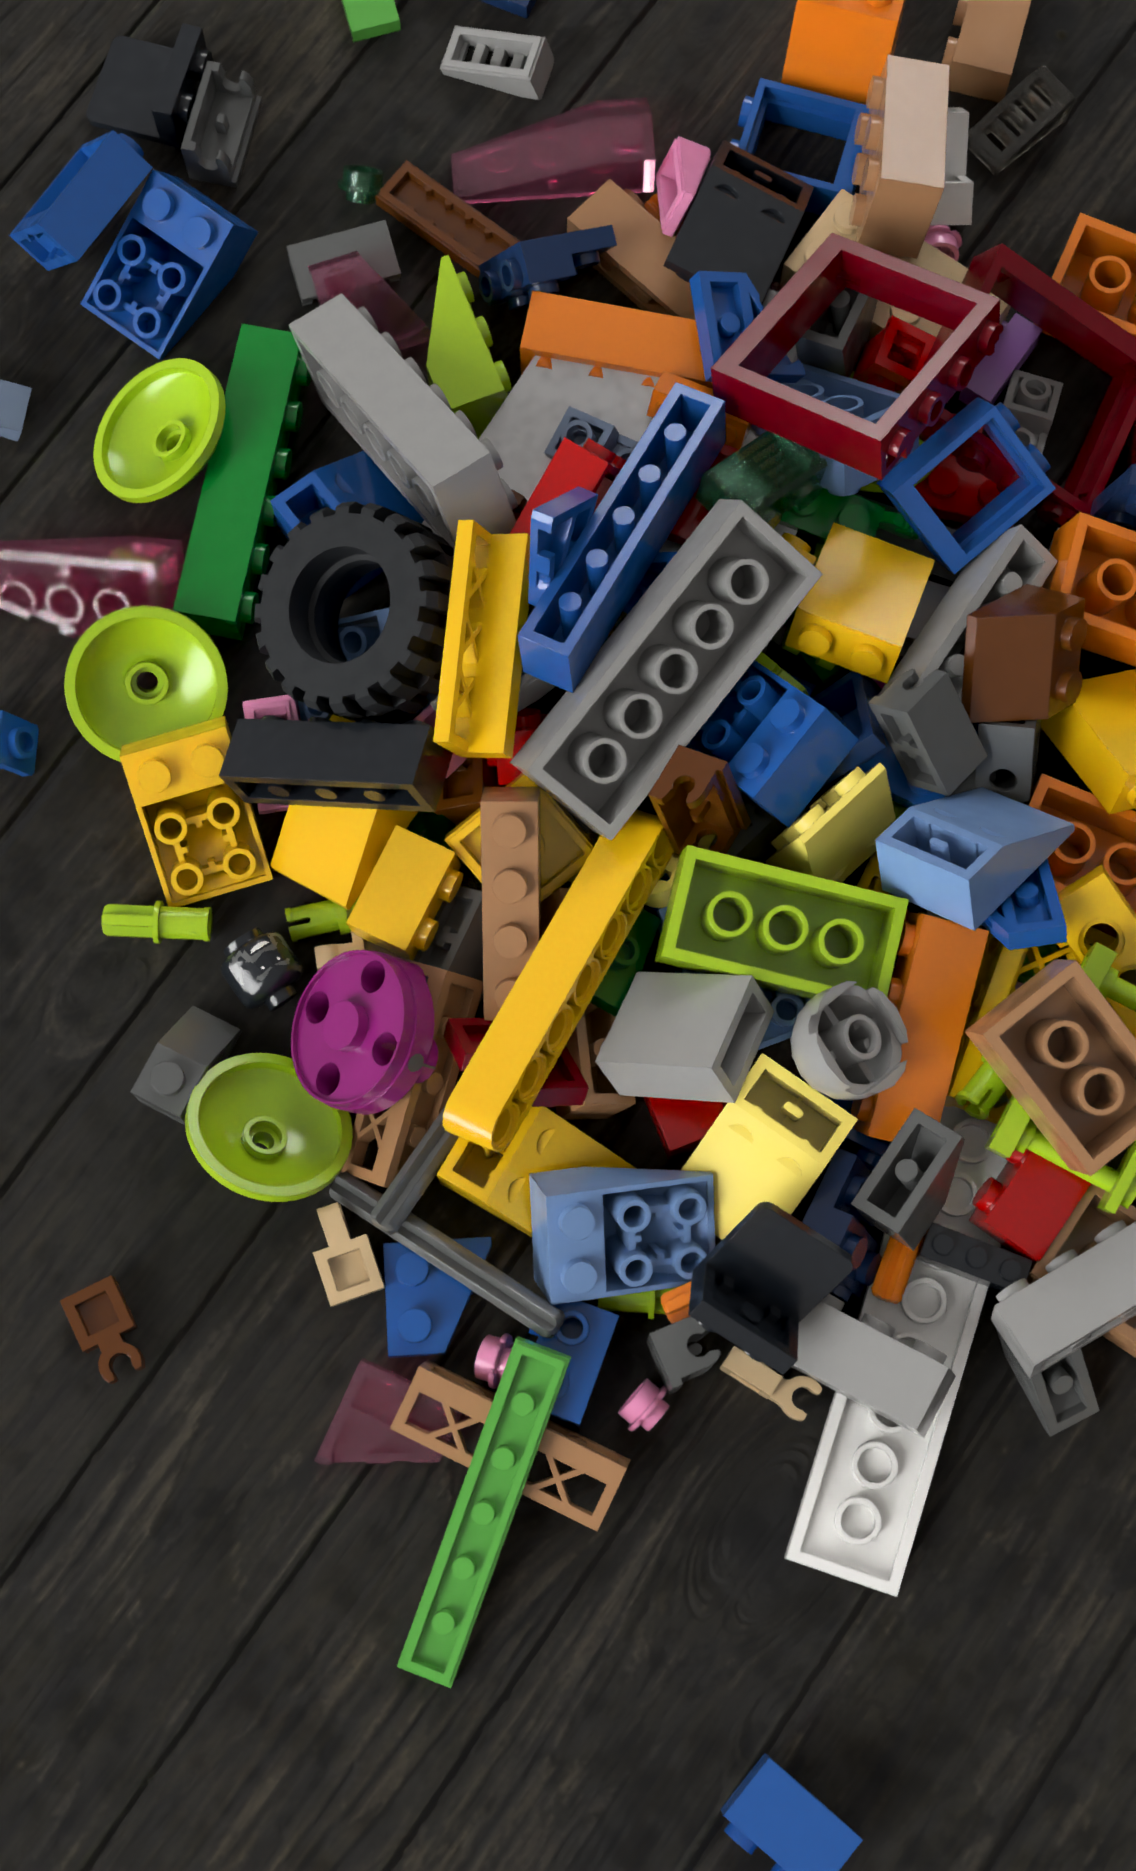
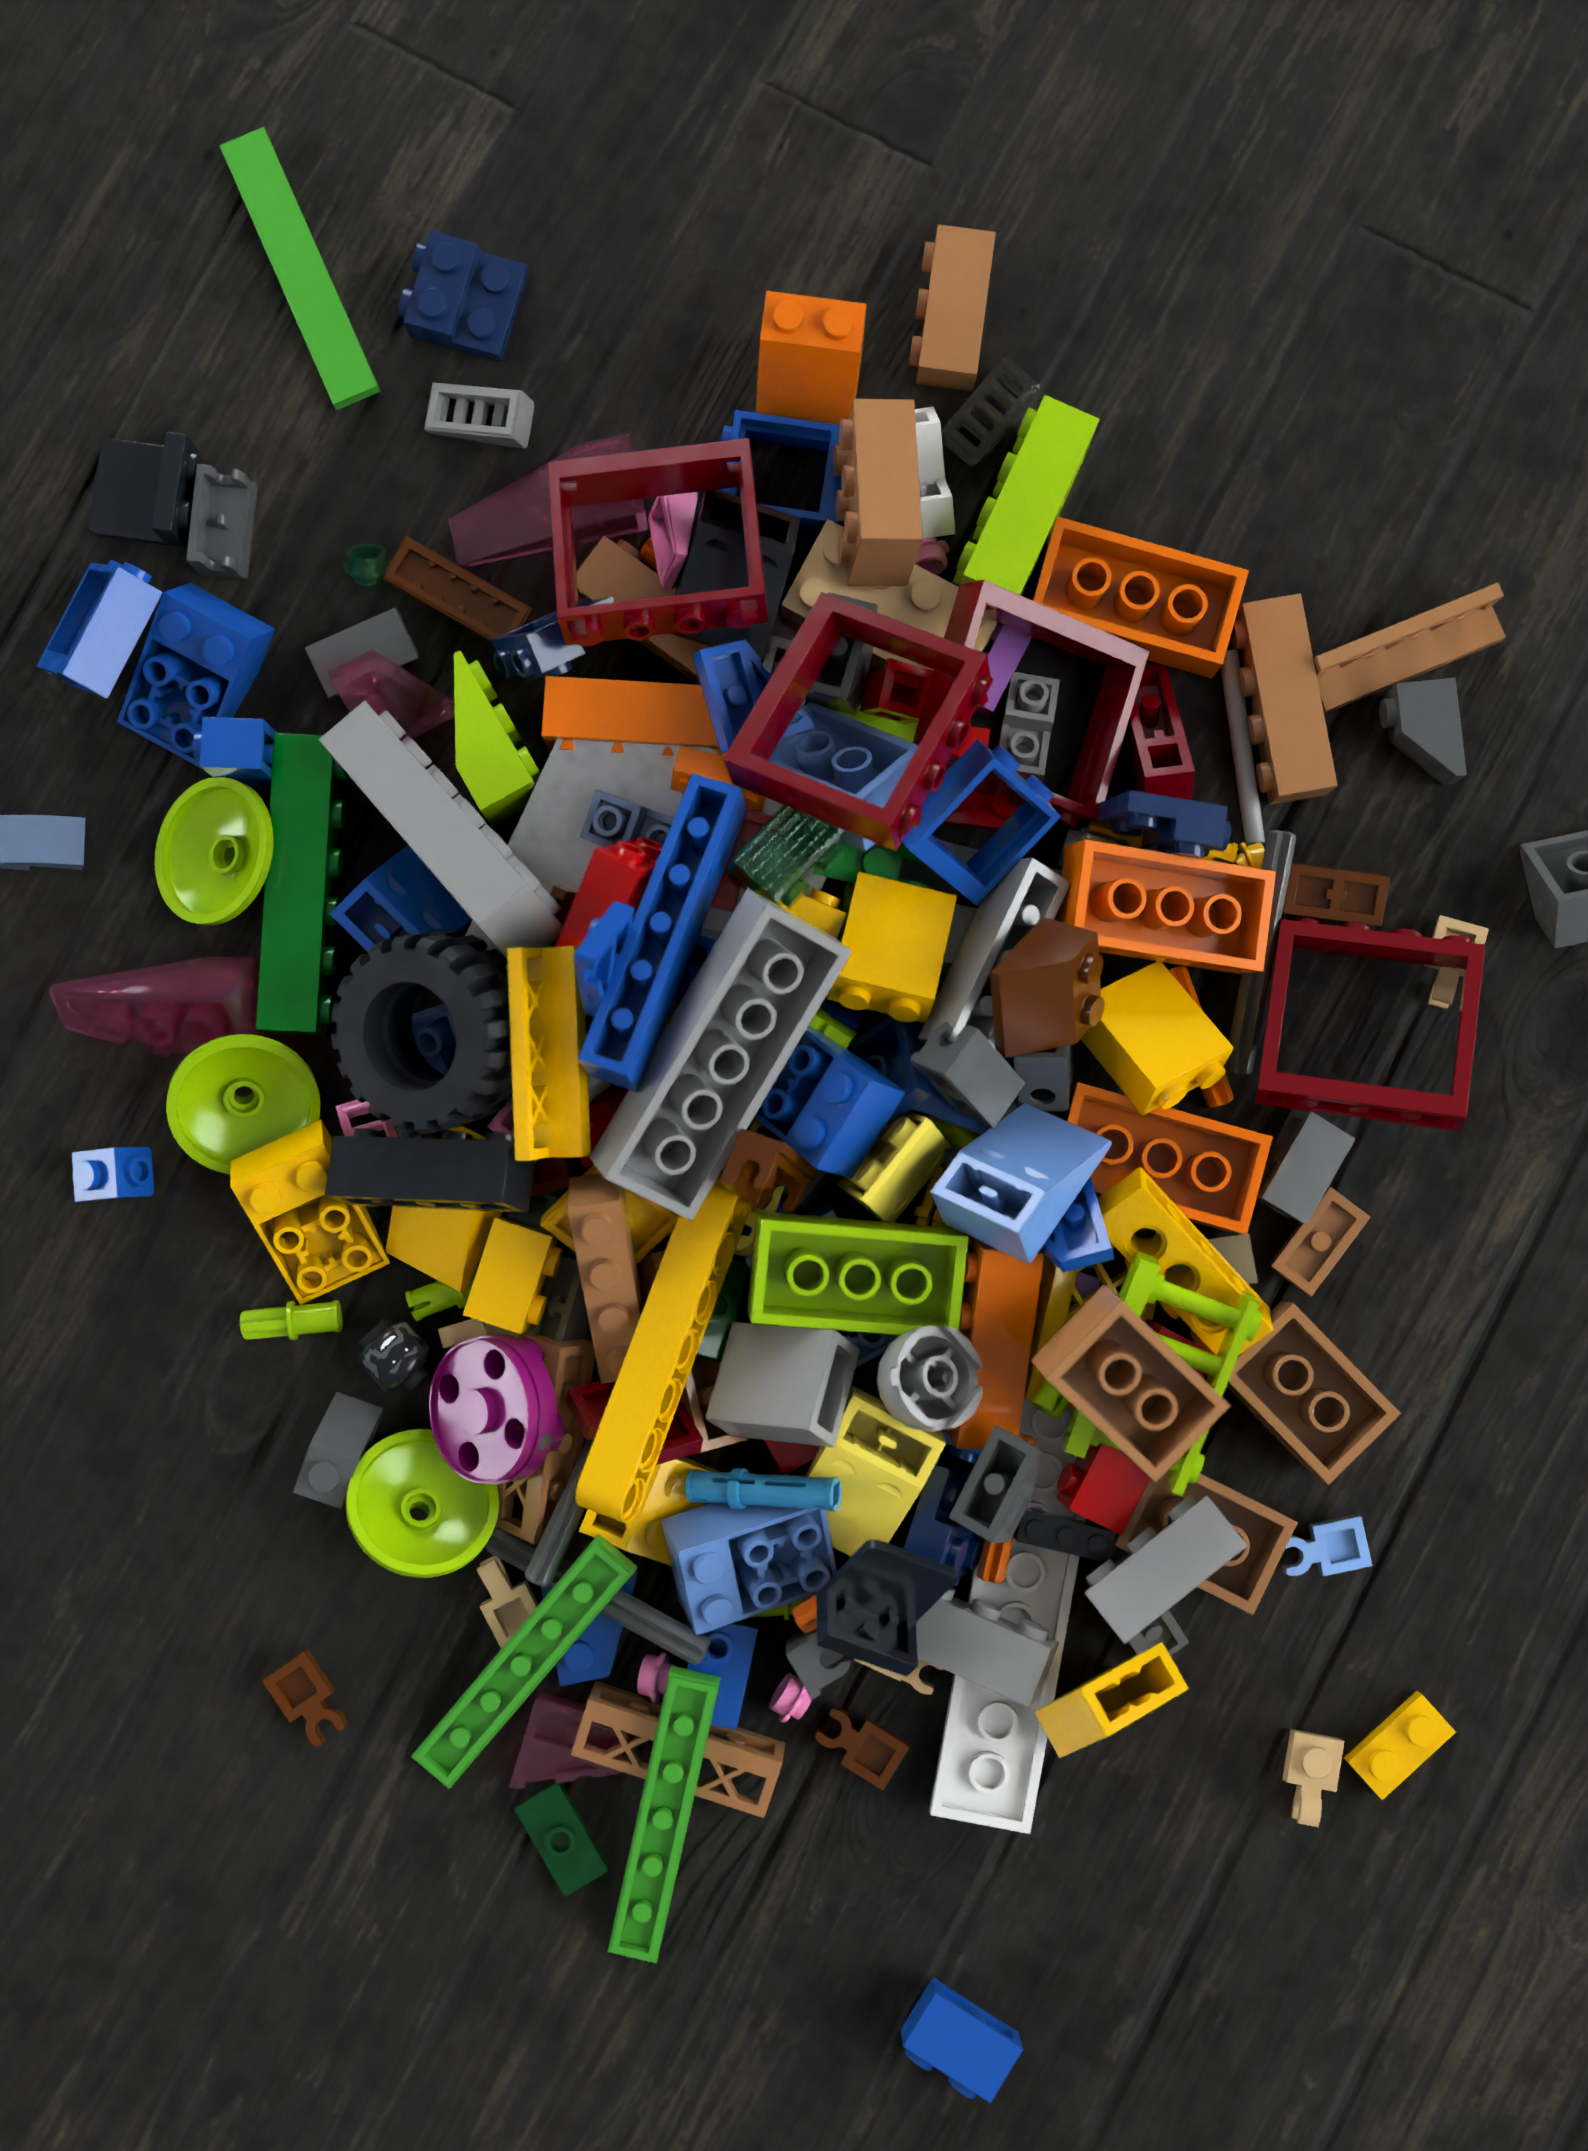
camera: 10 degrees left, 10 degrees up
(201, 328) = (236, 749): none -> blue brick
(353, 1316) = (524, 1661): none -> bright green tile
(364, 1529) = (561, 1838): none -> dark green plate
(628, 1149) = (743, 1489): none -> dark azure pin
(666, 115) = (646, 476): none -> dark red window
(725, 1477) = (869, 1751): none -> reddish brown plate
(1008, 1441) = (1111, 1700): none -> yellow brick
(1058, 183) = (1028, 496): none -> lime brick

